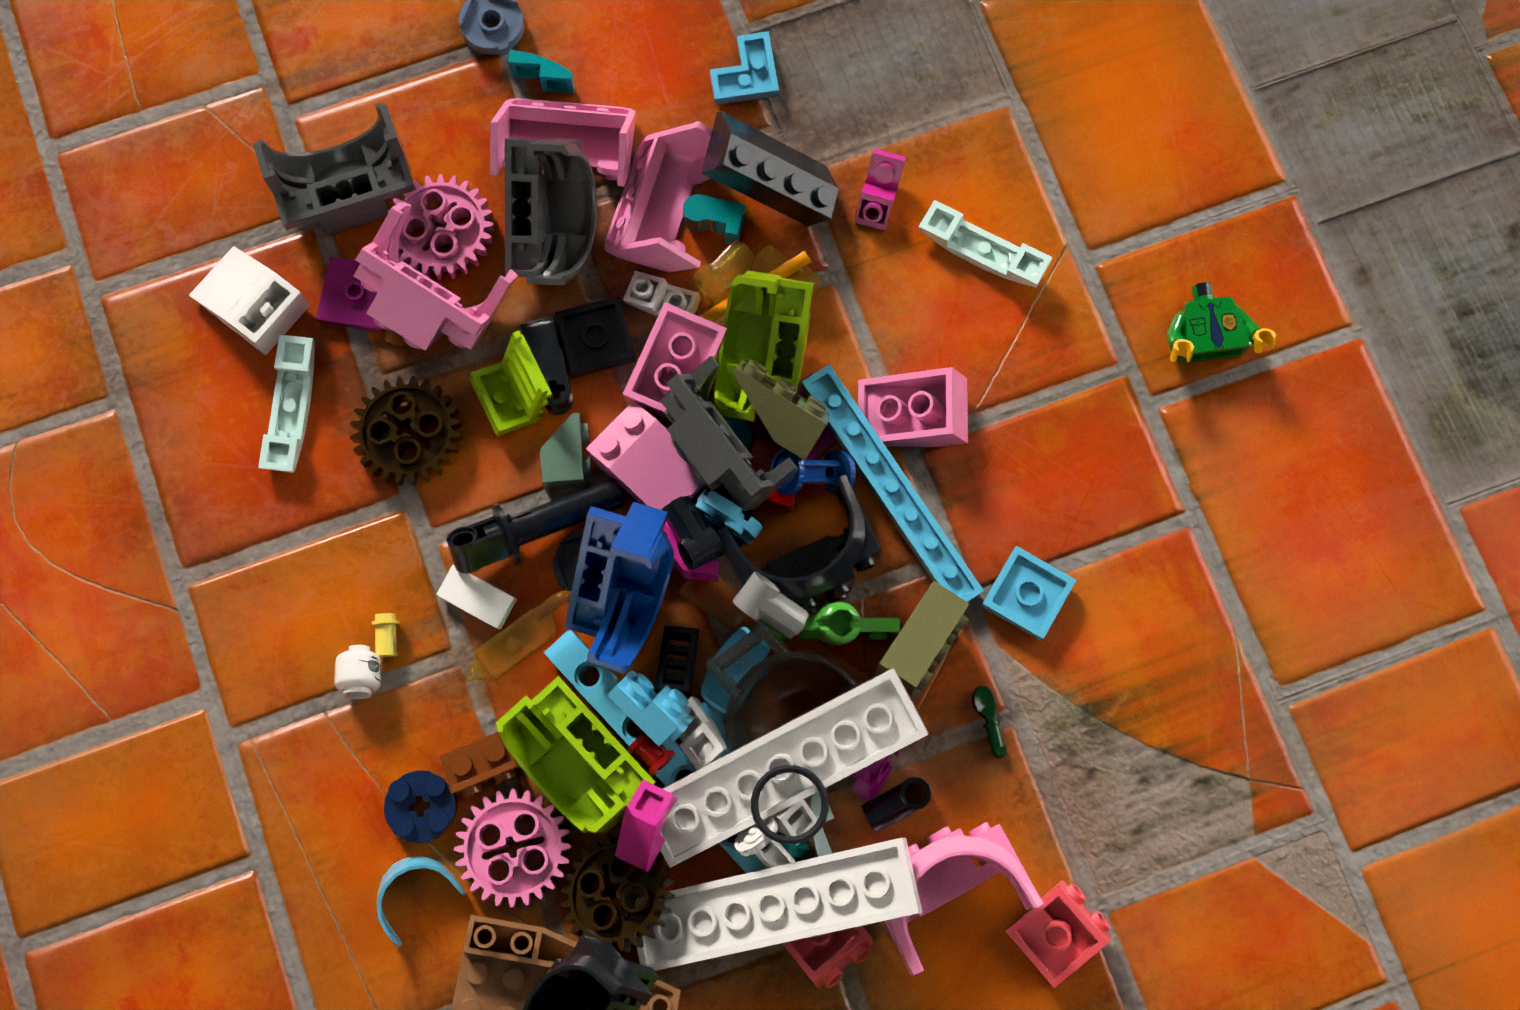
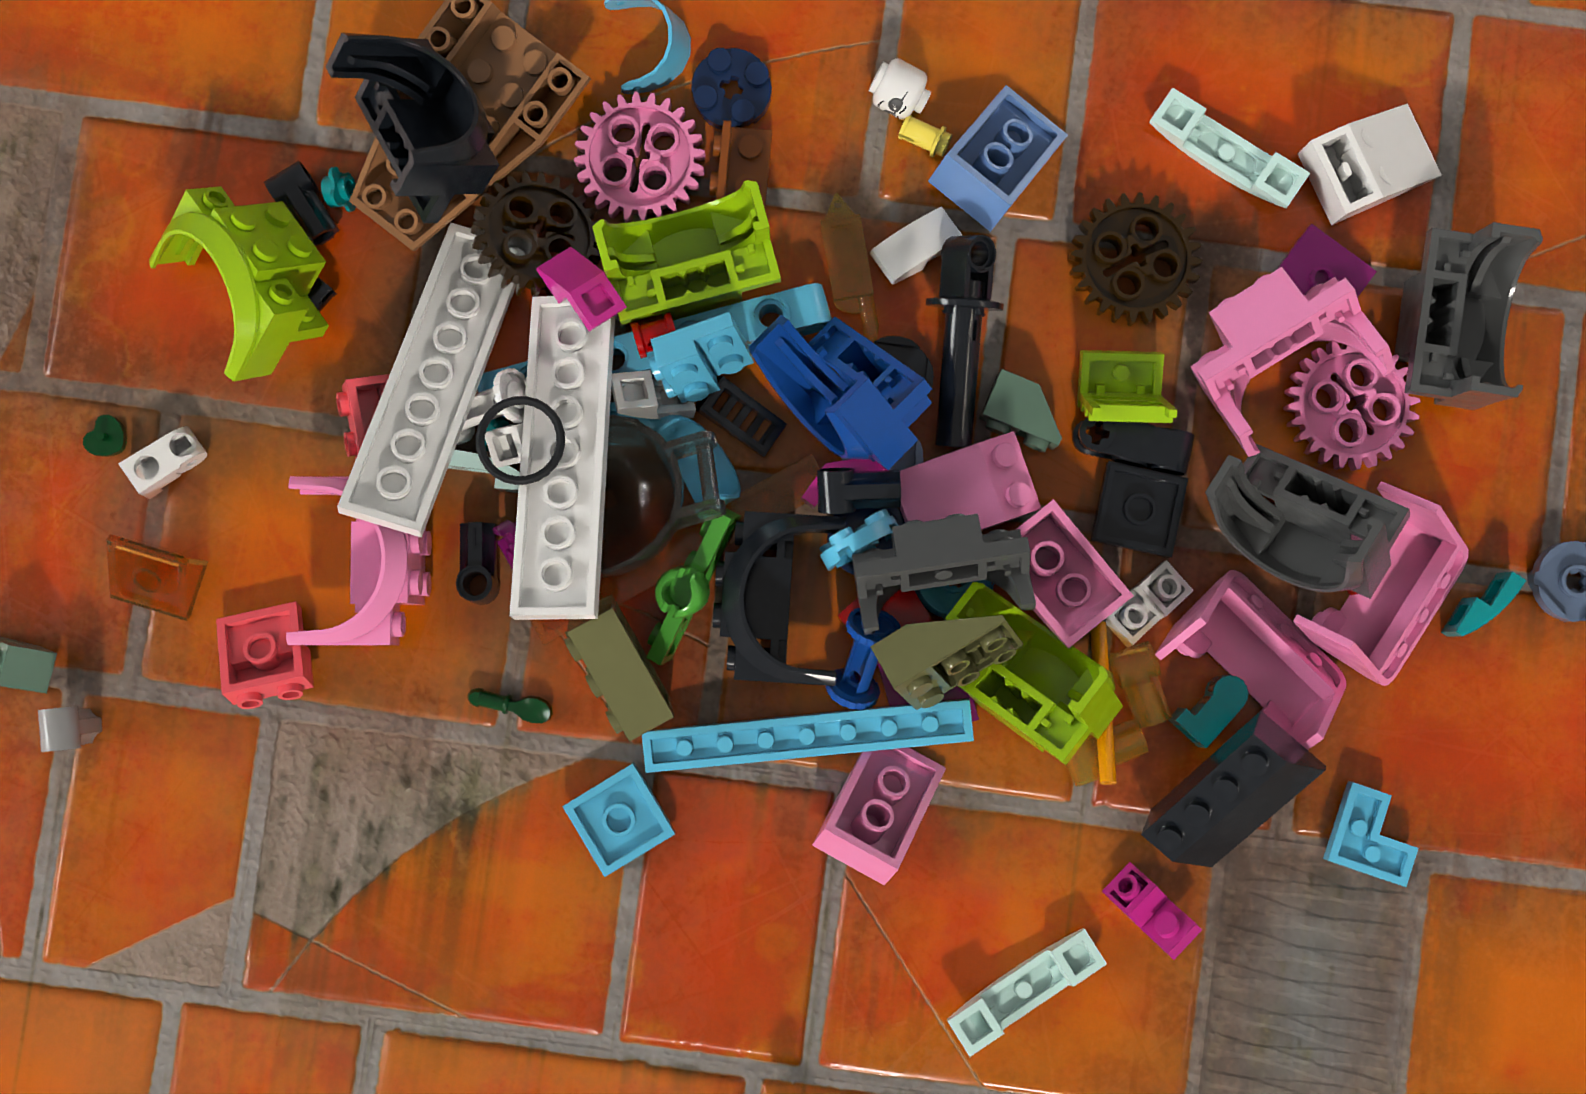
camera: 120 degrees right, 10 degrees up
(377, 570) = (997, 158): none -> medium blue slope
(763, 600) = (742, 523): light grey piece -> none

